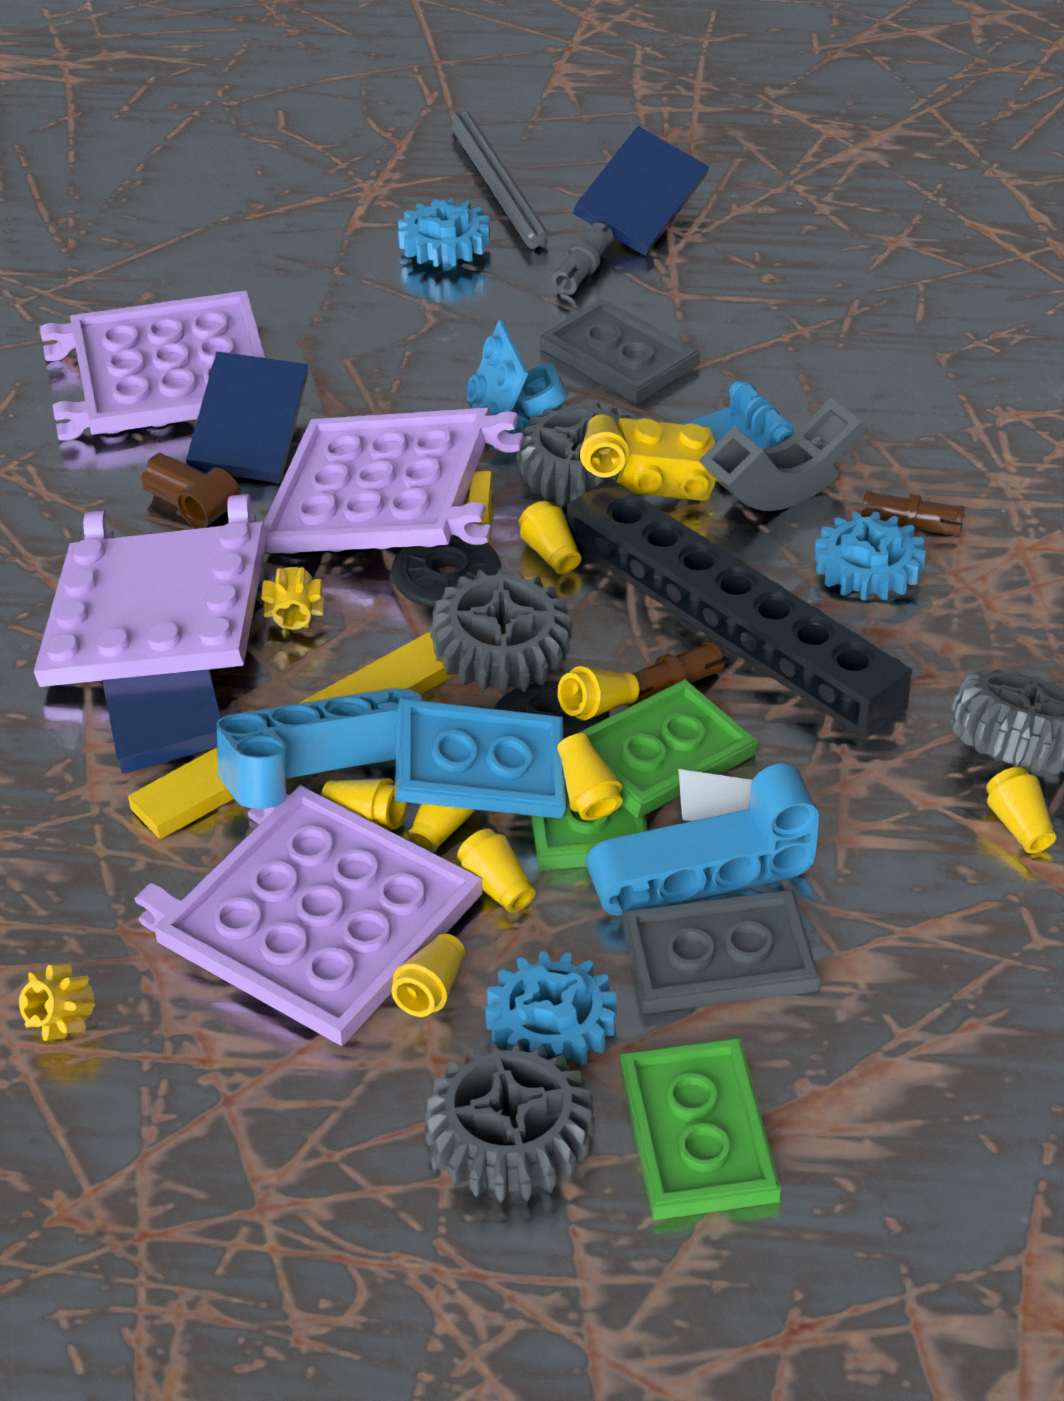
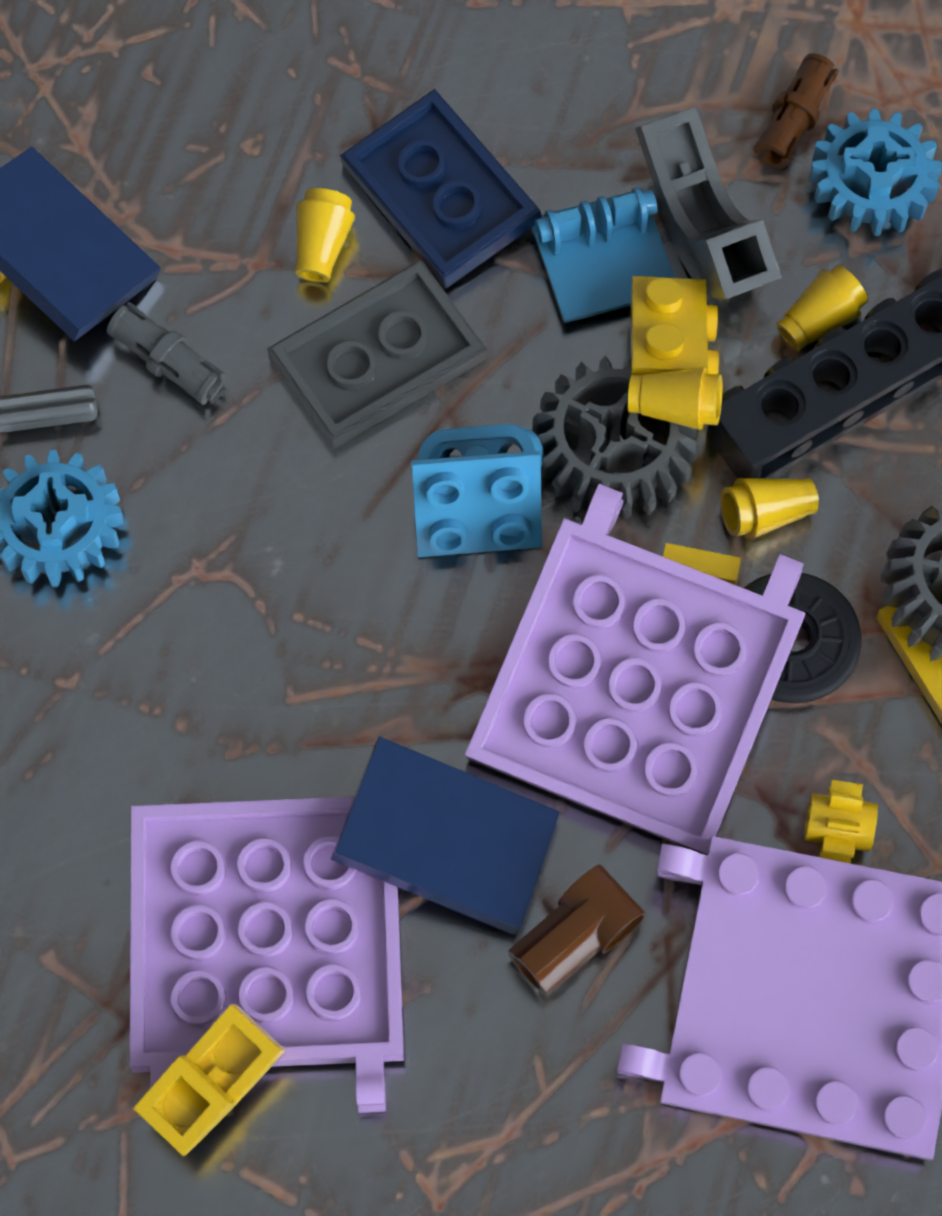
camera: 80 degrees left, 25 degrees up
(55, 337) = (209, 1079): none -> yellow slope
(701, 304) = (321, 231): none -> yellow cone
(740, 541) = (826, 304): none -> yellow cone
(764, 351) = (440, 188): none -> dark blue tile

